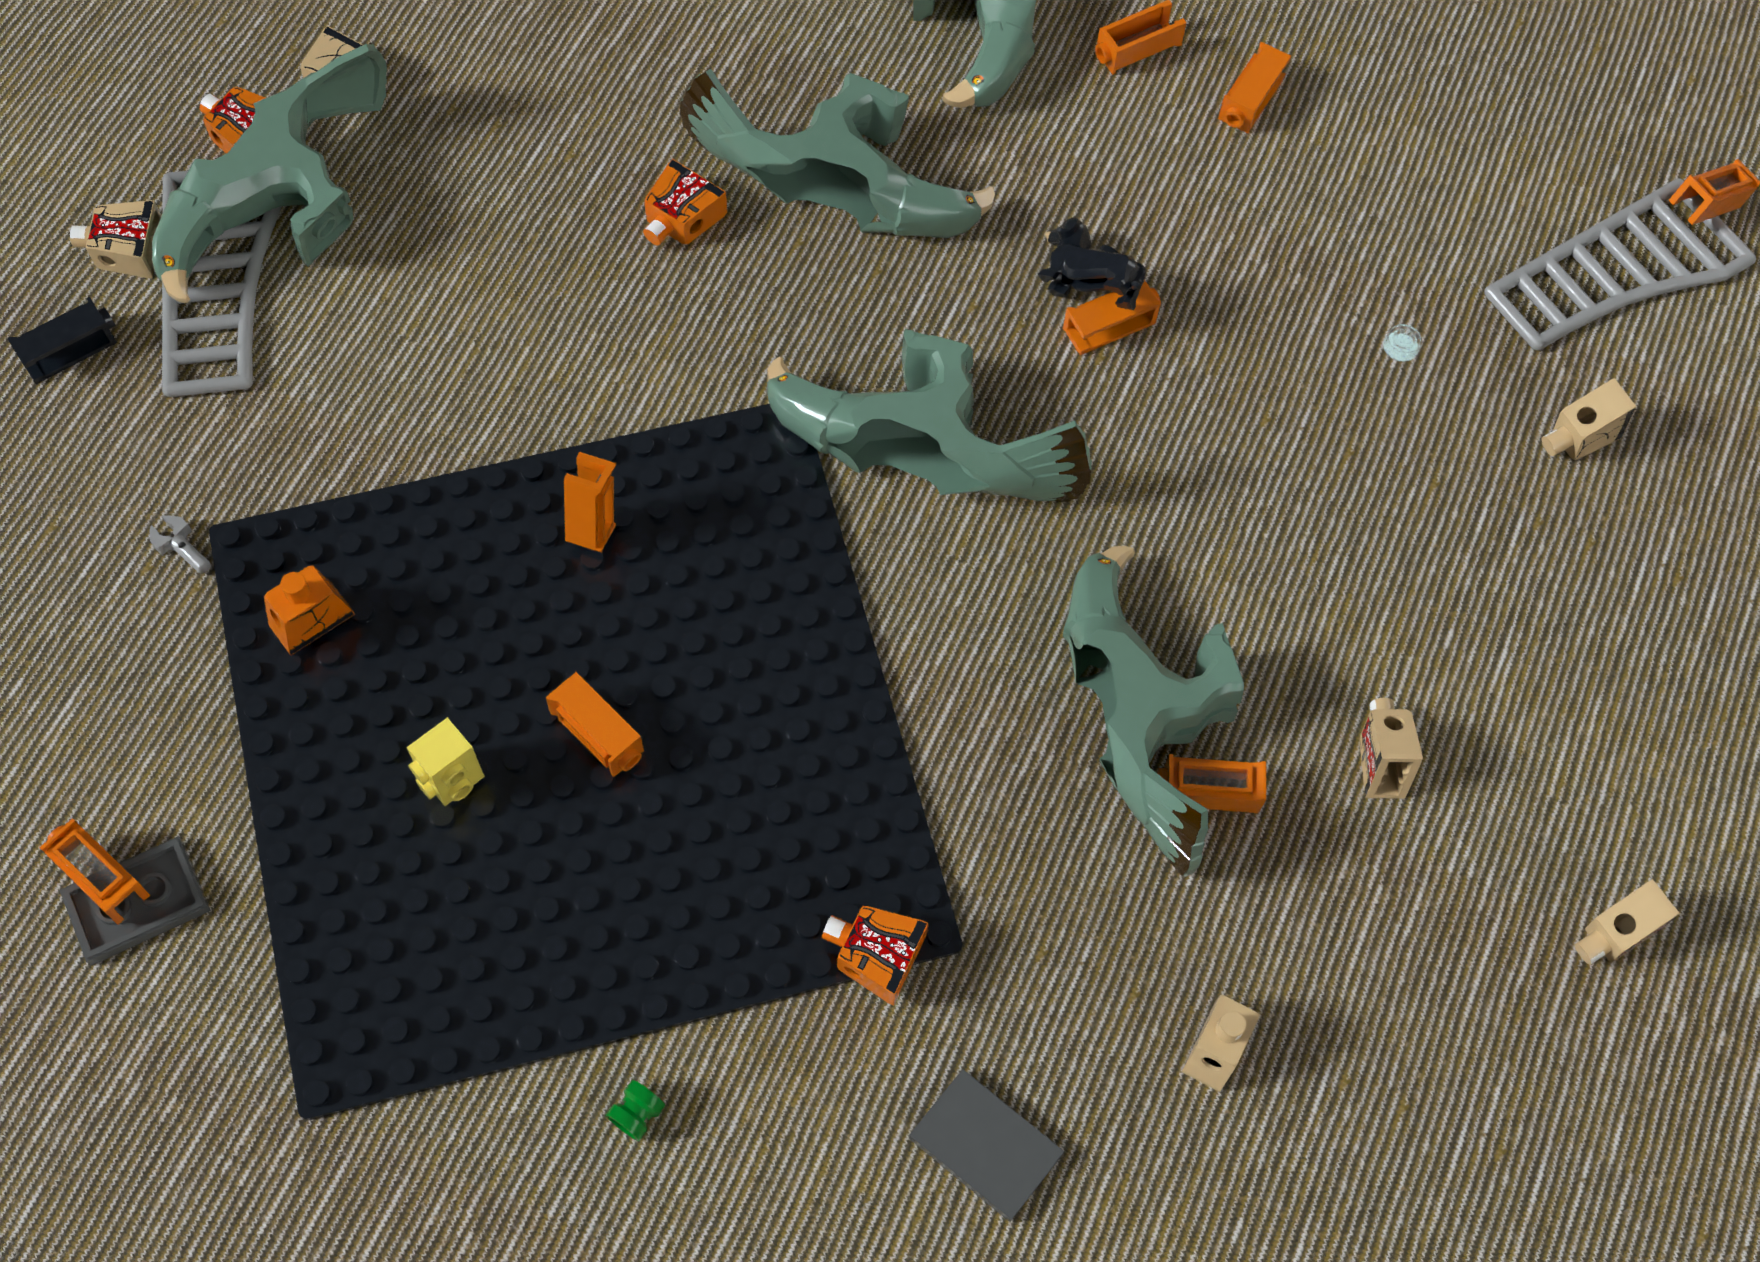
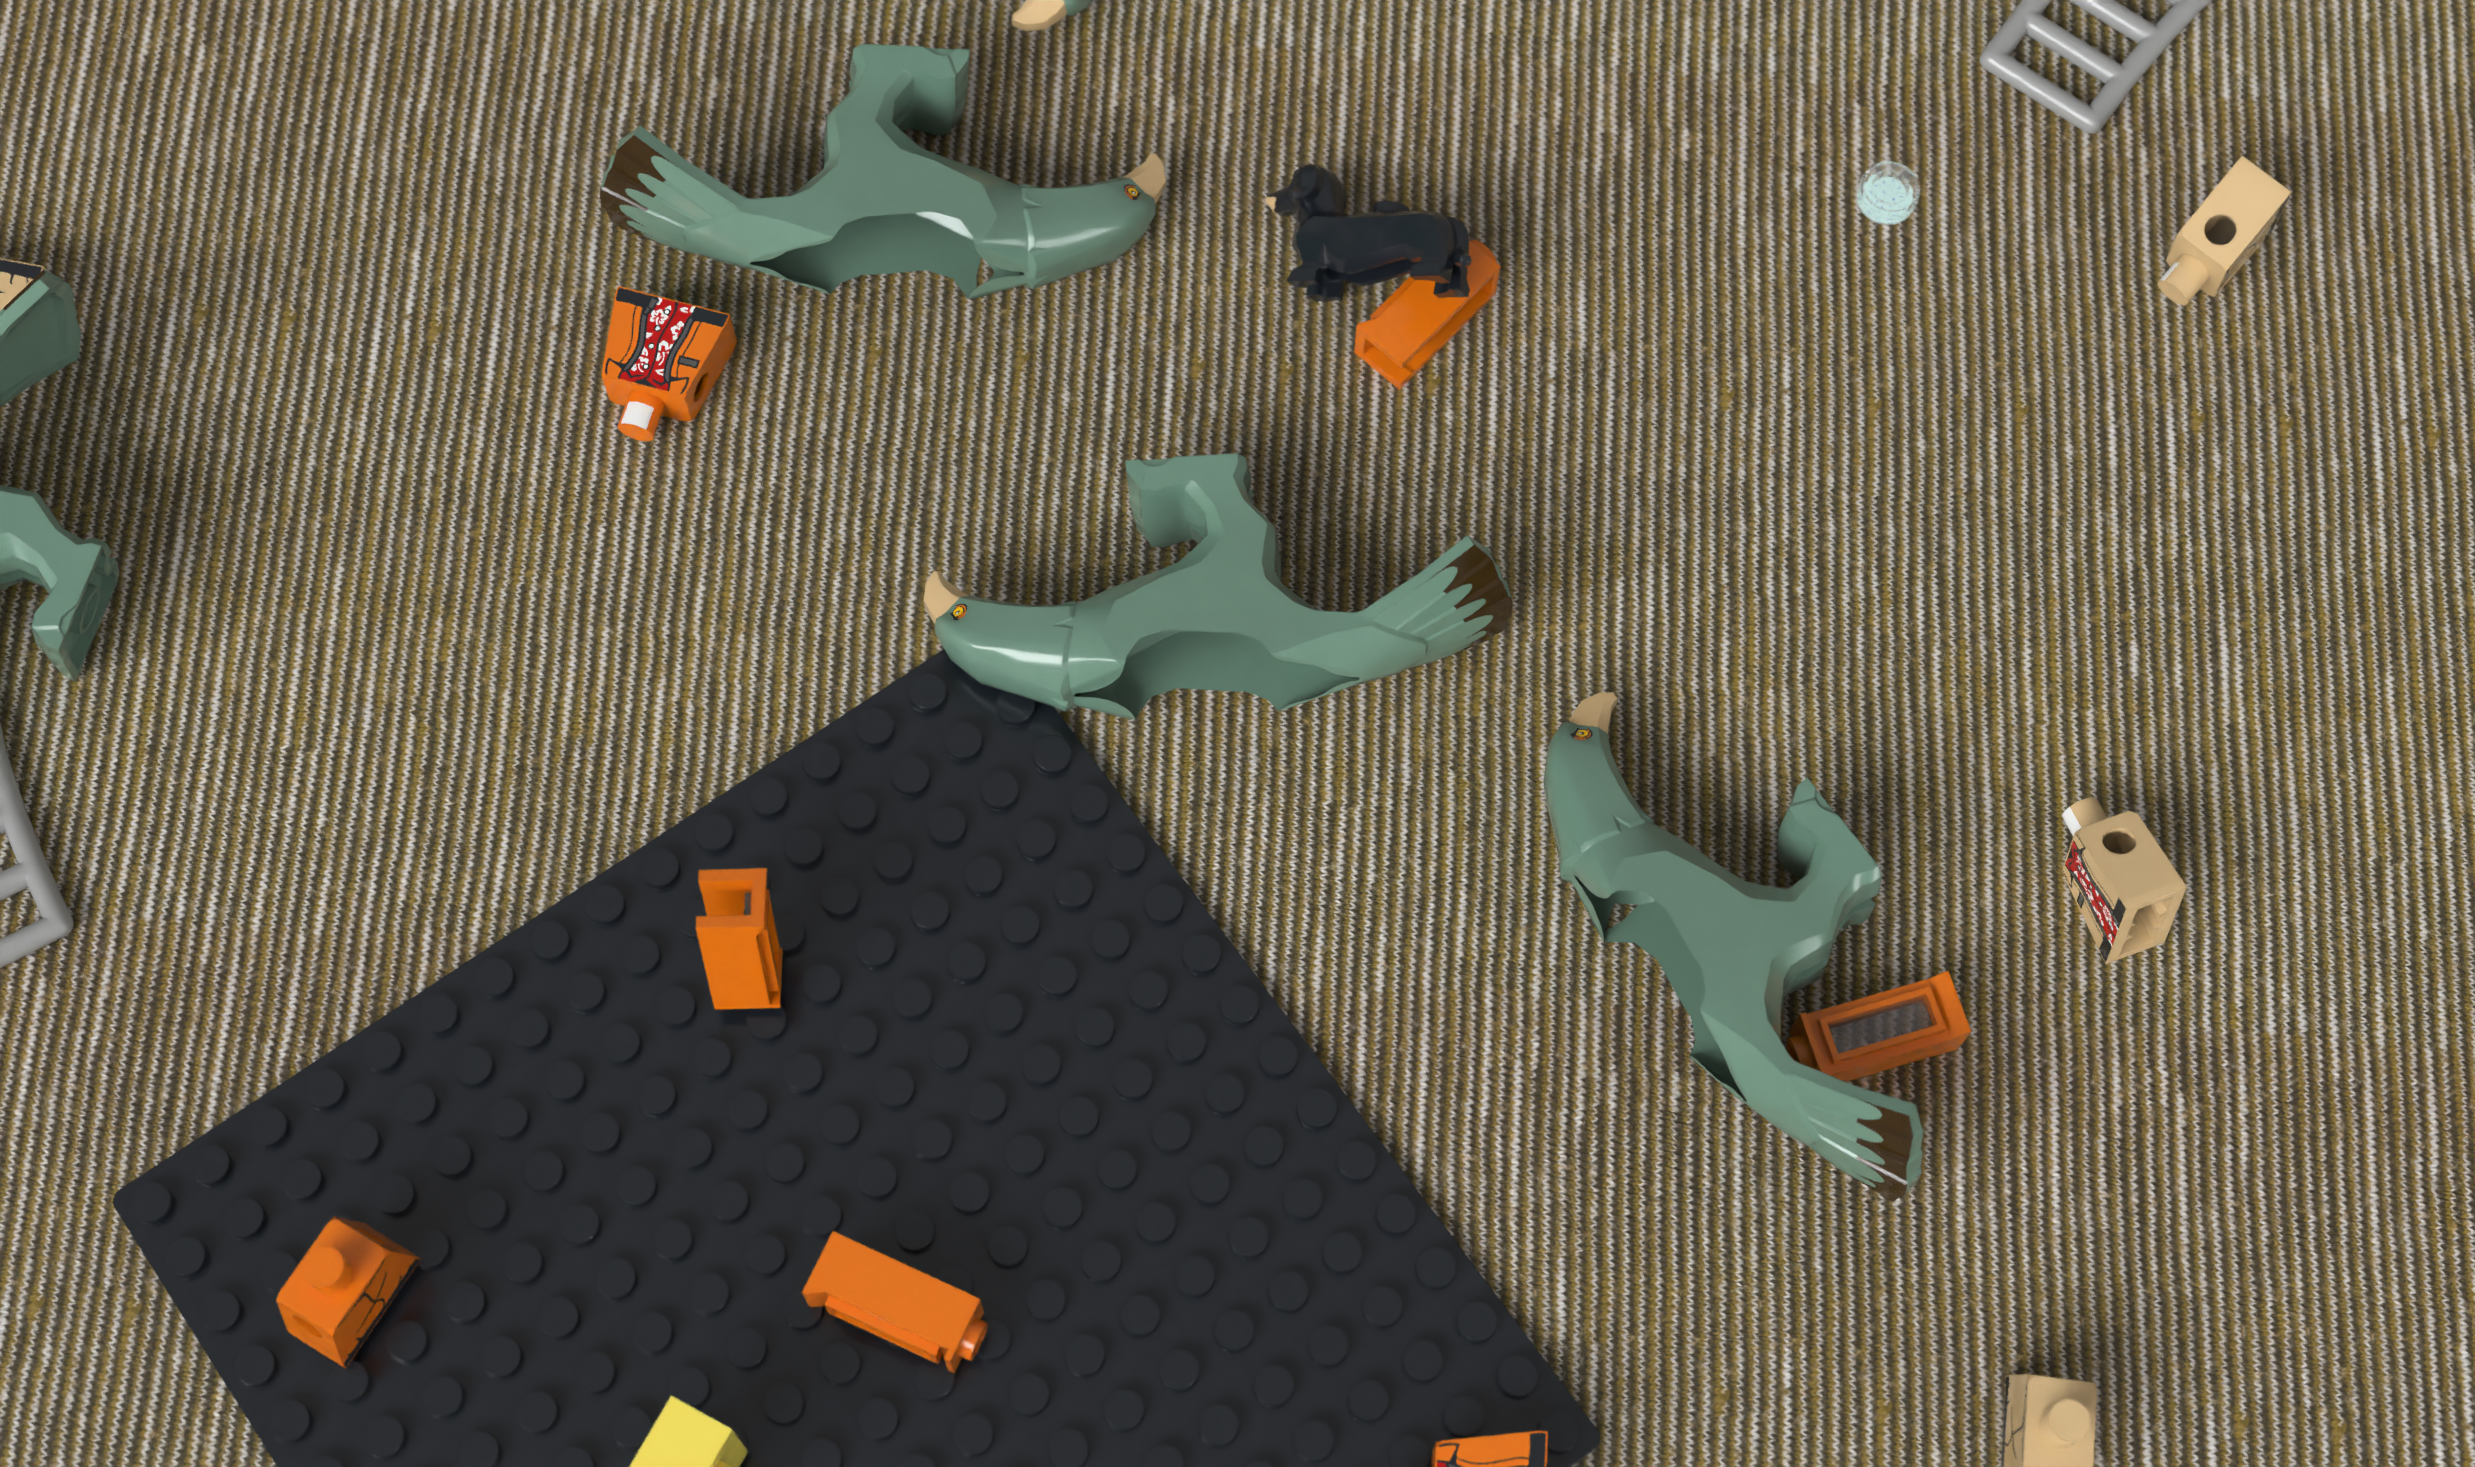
camera: 20 degrees left, 5 degrees up
(179, 543) = (73, 1245): light grey bar -> none

